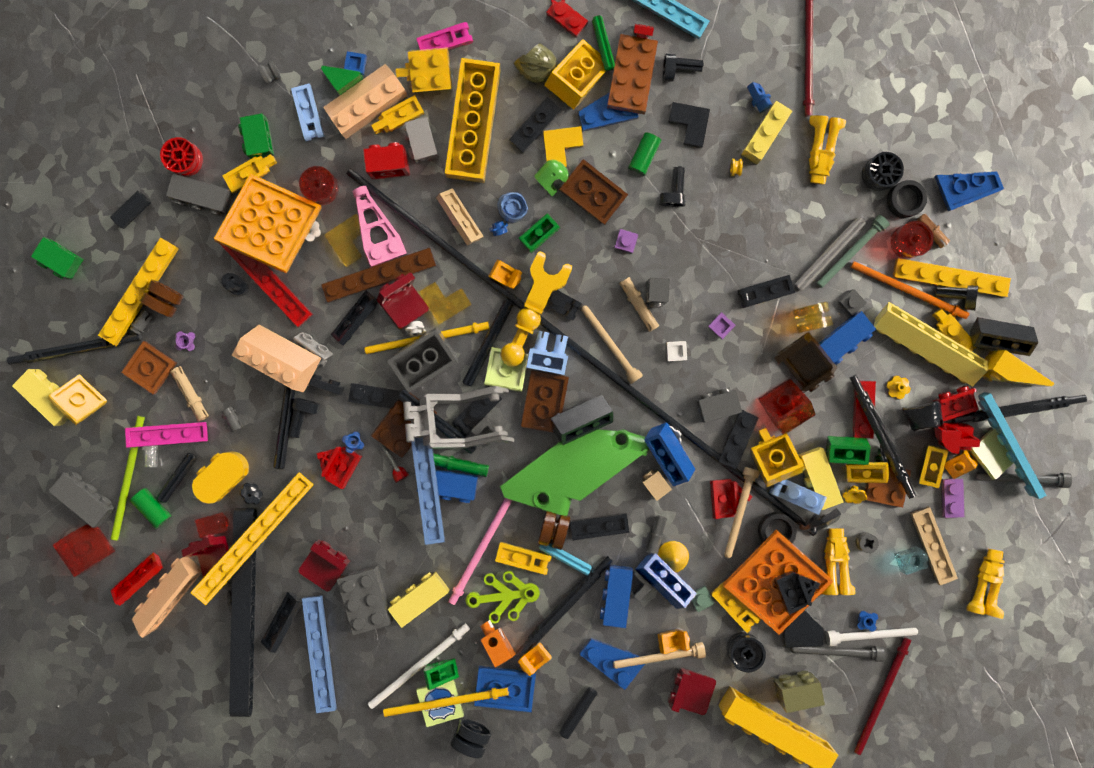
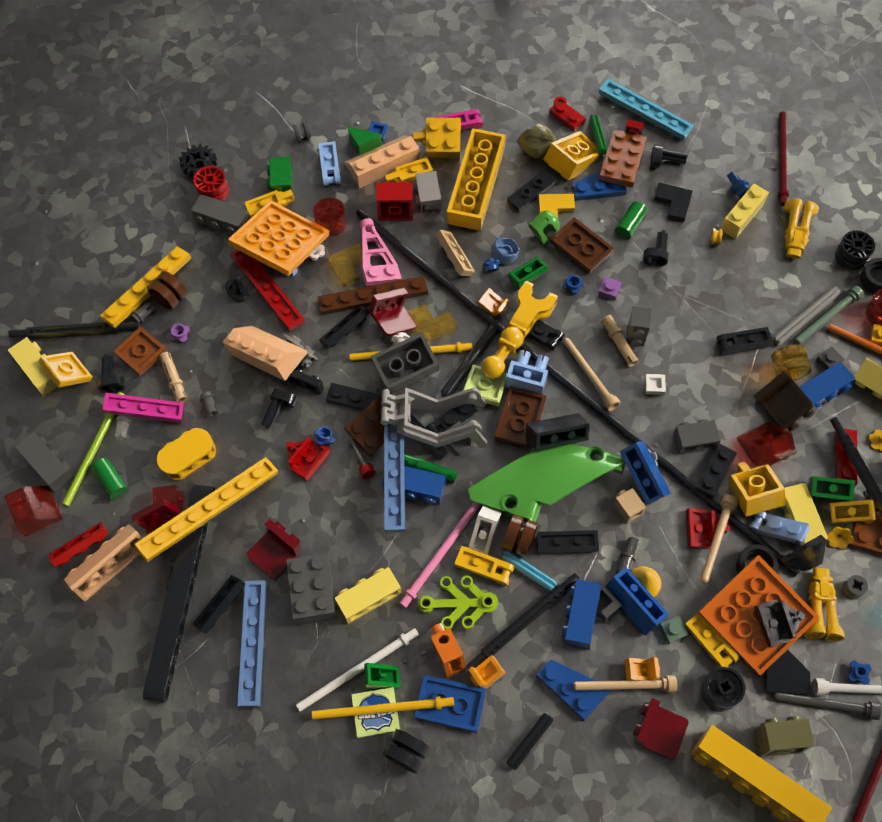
camera: 10 degrees right, 25 degrees down
(57, 258) = (79, 253): green brick -> none
(123, 406) = (108, 382): none -> black piece
(130, 209) = (155, 222): black axle -> none
(160, 116) = (197, 159): none -> black gear
(176, 477) = (141, 453): black axle -> none
(251, 493) = (213, 473): black plant -> none
(284, 426) = (258, 416): black axle -> none
(520, 524) = (485, 529): none -> white slope
(592, 239) = (573, 279): none -> blue plate
(721, 326) = (700, 366): medium lavender plate -> none

